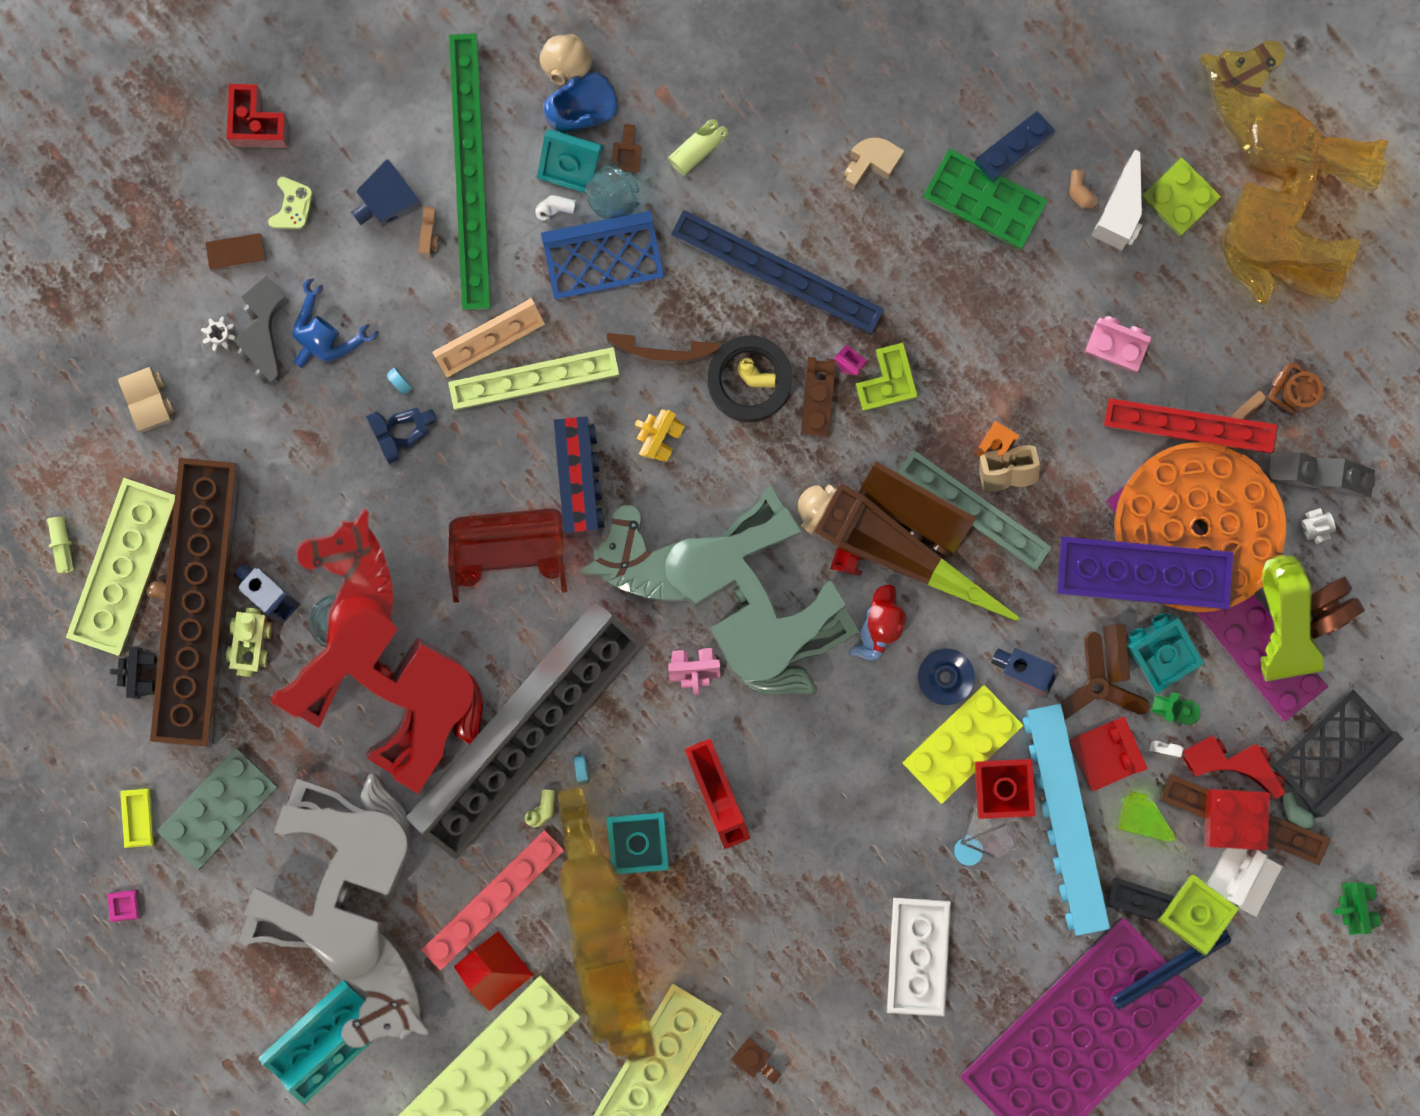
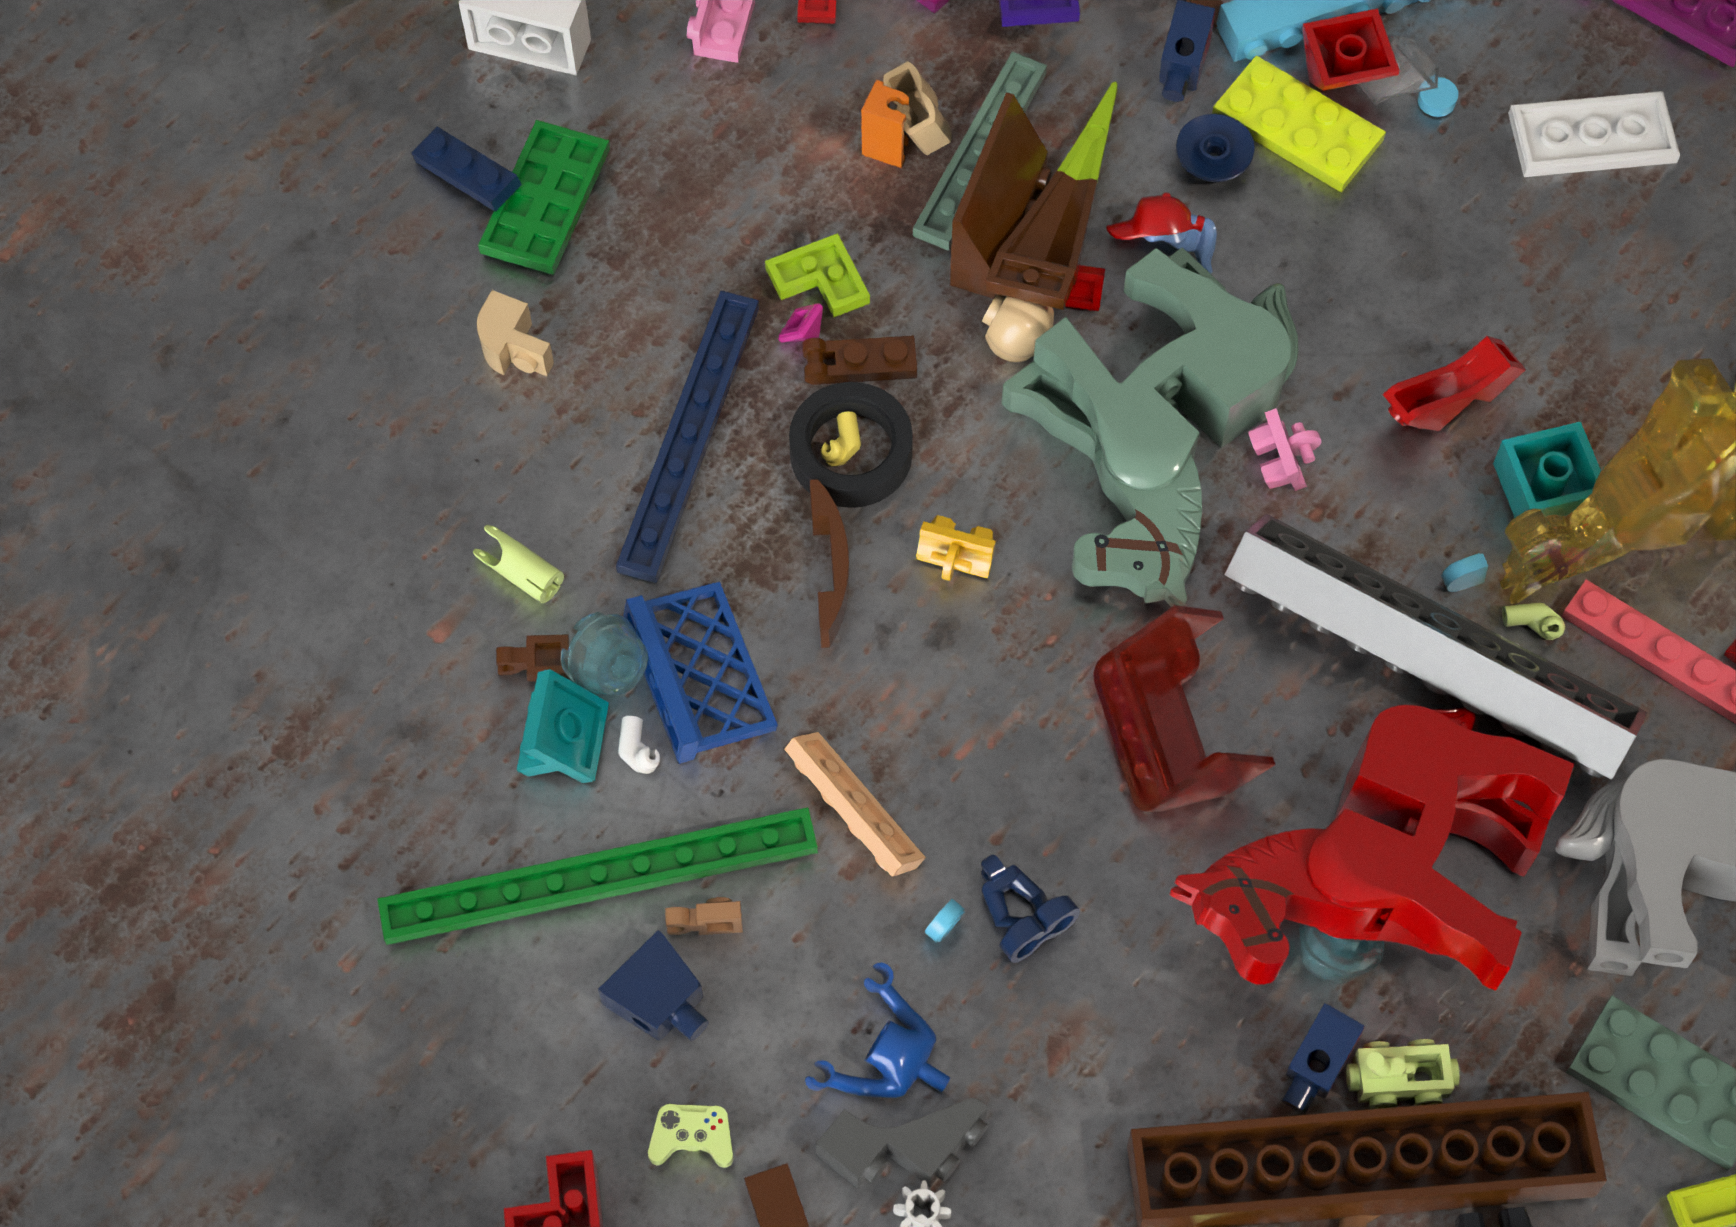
camera: 100 degrees left, 20 degrees down
(533, 378) = (905, 733): yellowish green plate -> none
(565, 58) = (406, 757): tan plant -> none
(577, 478) = (1043, 634): dark blue brick -> none
(588, 99) = (474, 728): blue piece -> none
(1079, 192) = (518, 92): medium nougat arm -> none

